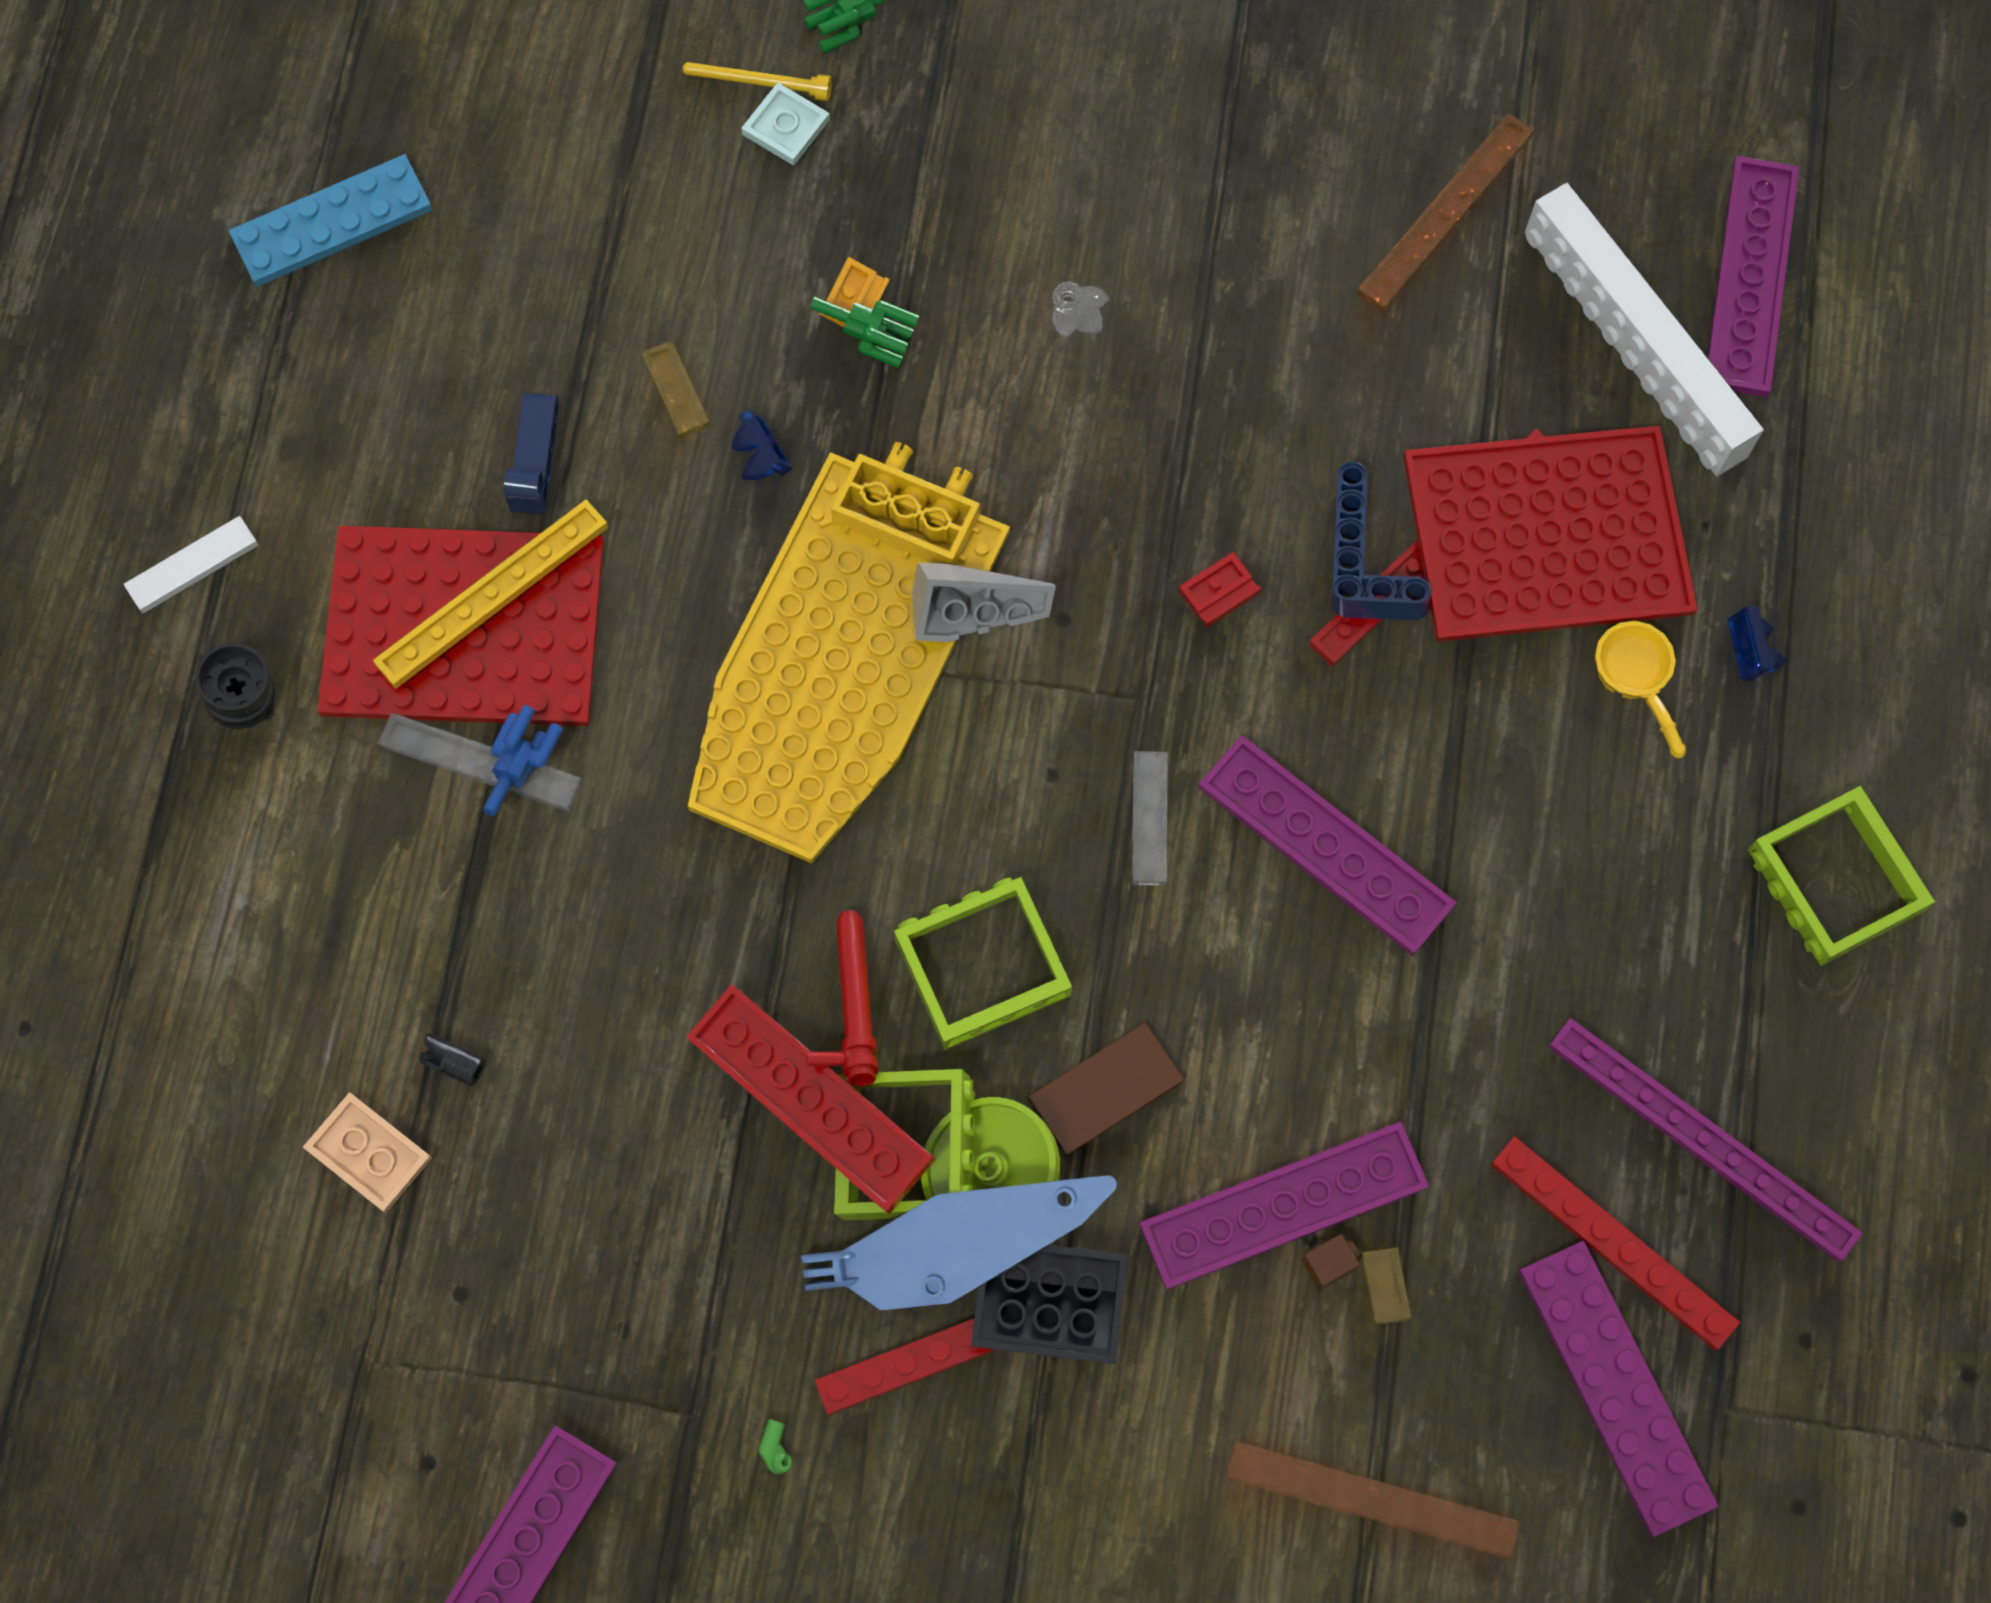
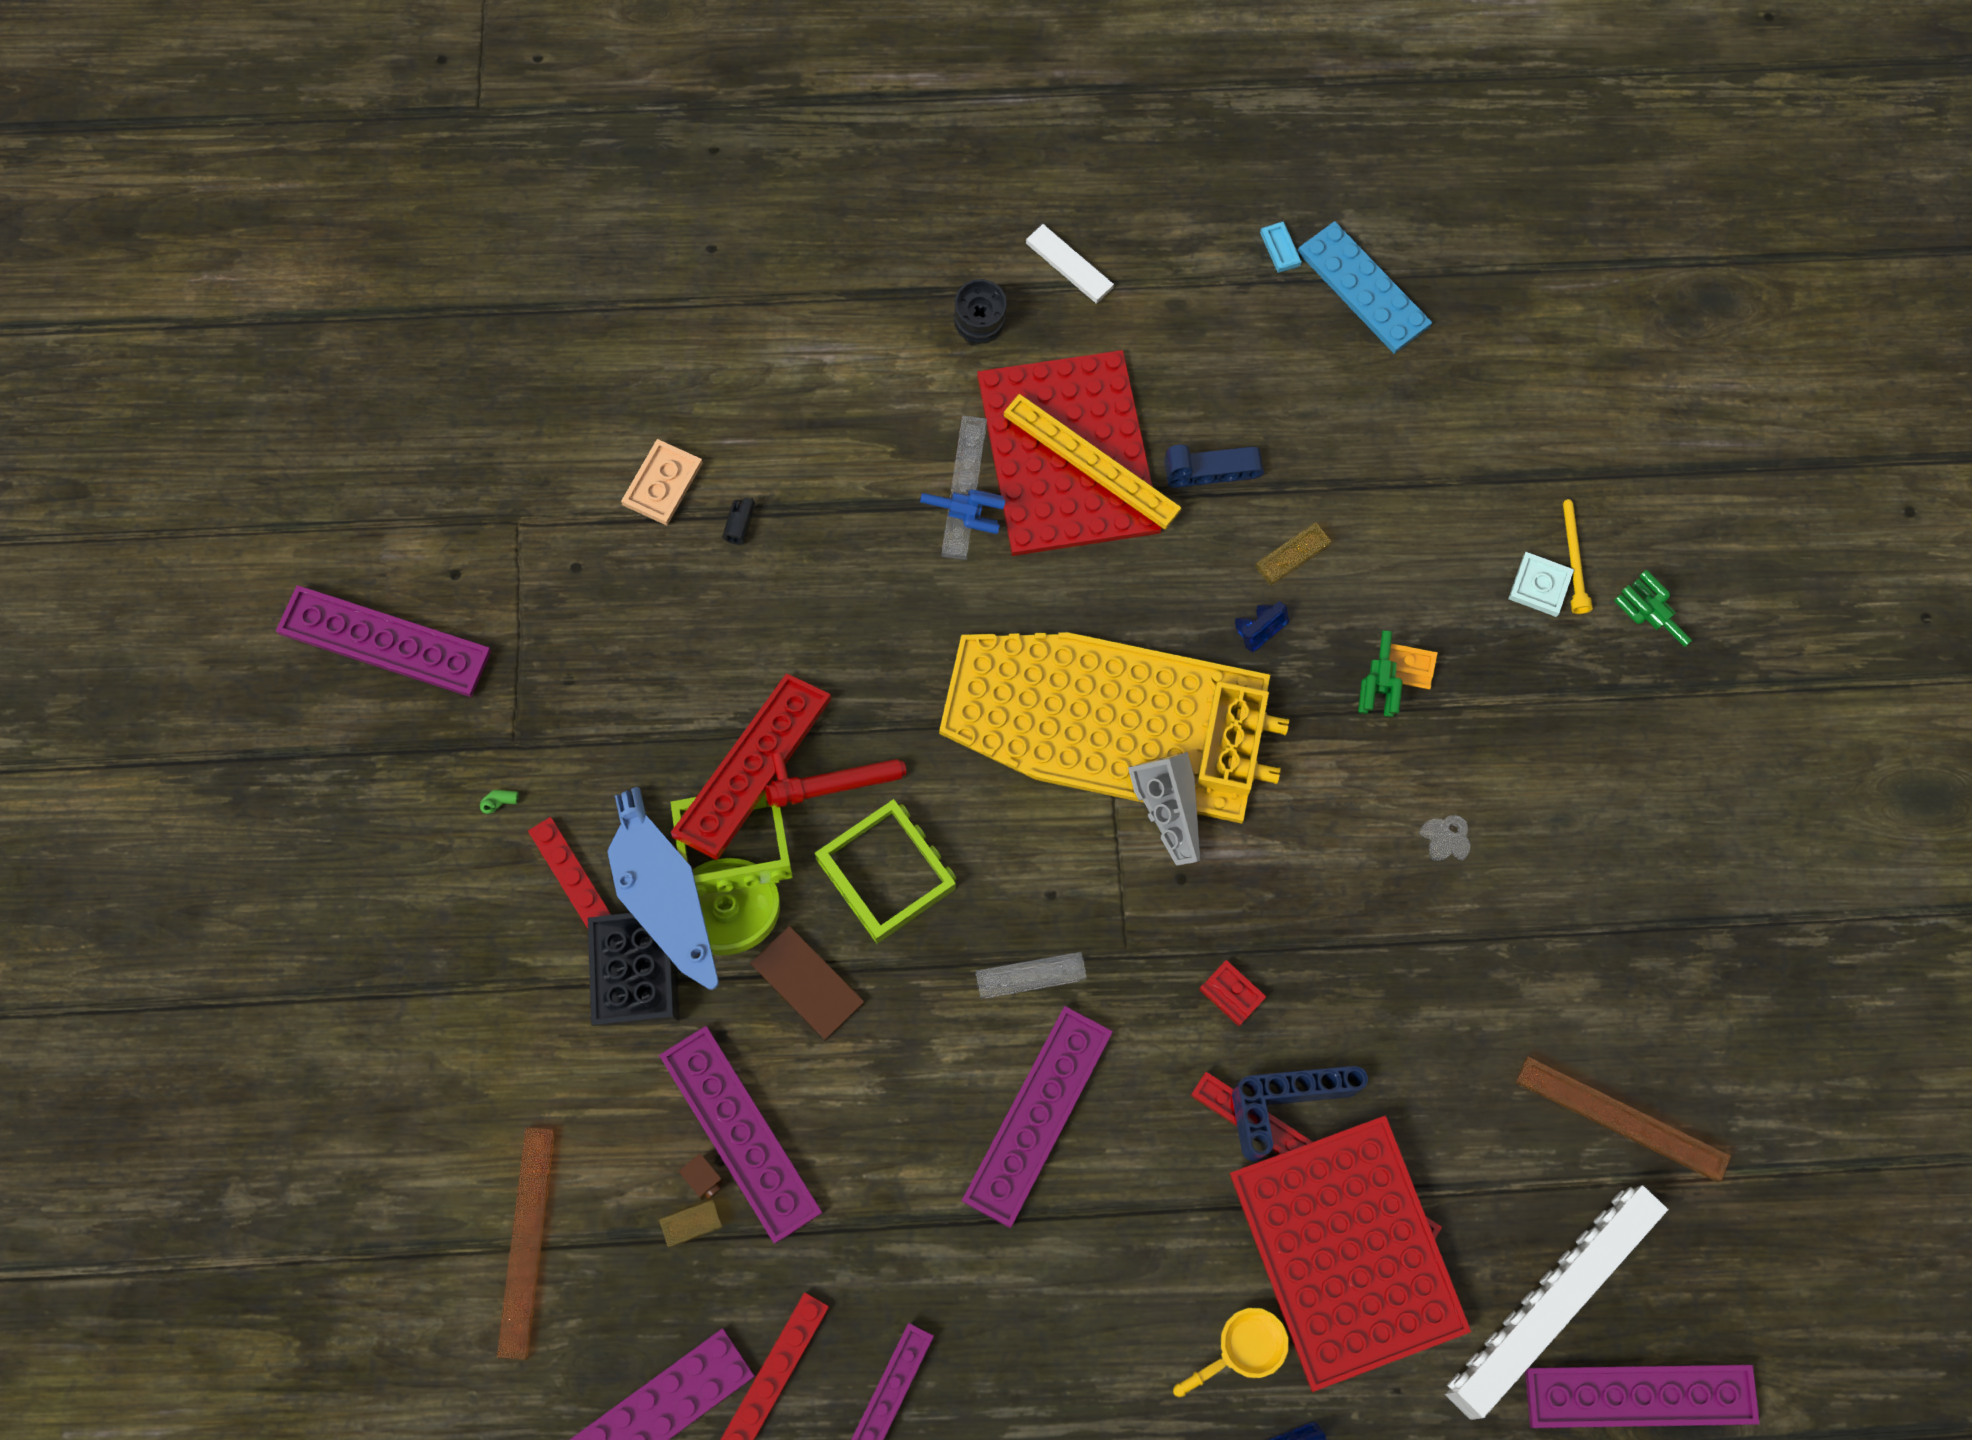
camera: 75 degrees right, 0 degrees up
(244, 304) = (1280, 247): none -> medium azure tile

